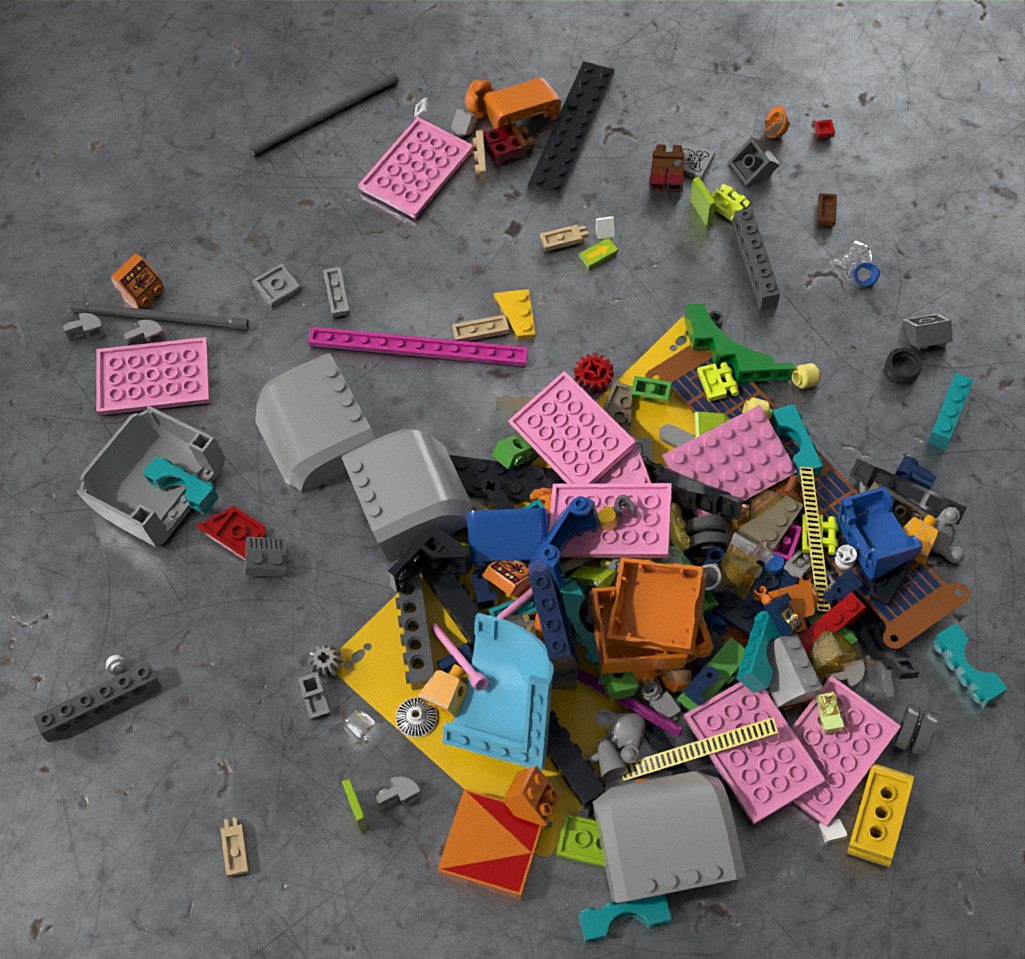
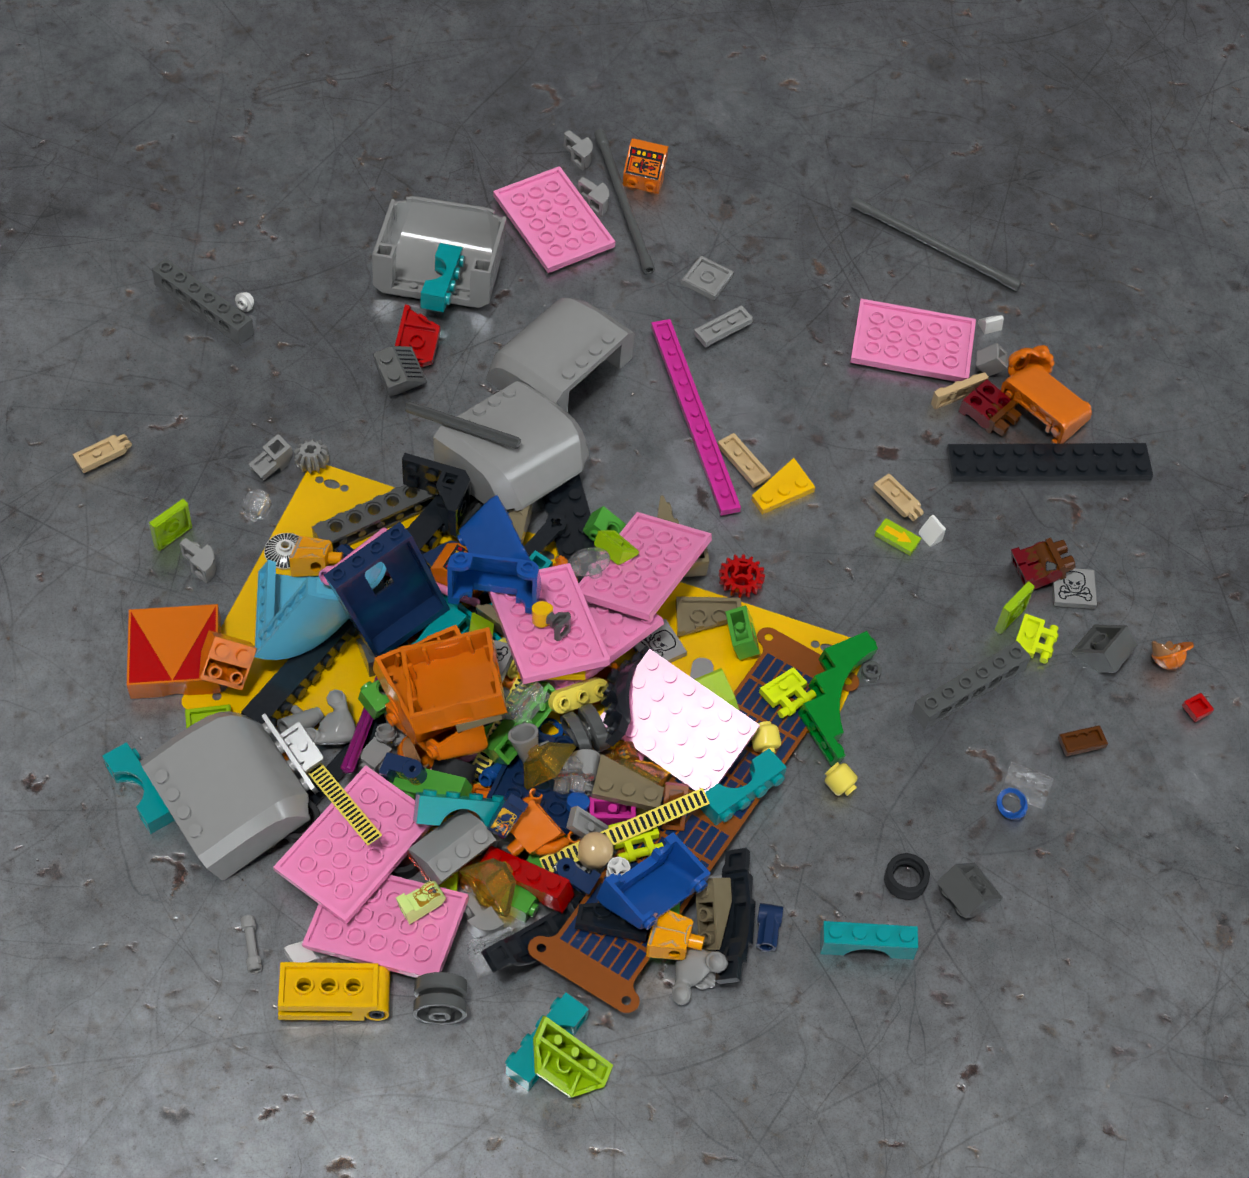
camera: 60 degrees right, 5 degrees down
(383, 513) = (463, 425): none -> dark grey axle
(543, 446) = (617, 547): none -> lime slope
(551, 470) = (589, 562): none -> clear dish
(643, 764) = (299, 748): none -> bracket
(791, 865) = (253, 961): none -> light grey bar
(827, 564) = (595, 850): none -> tan hair
(998, 654) = (567, 1061): none -> lime wedge

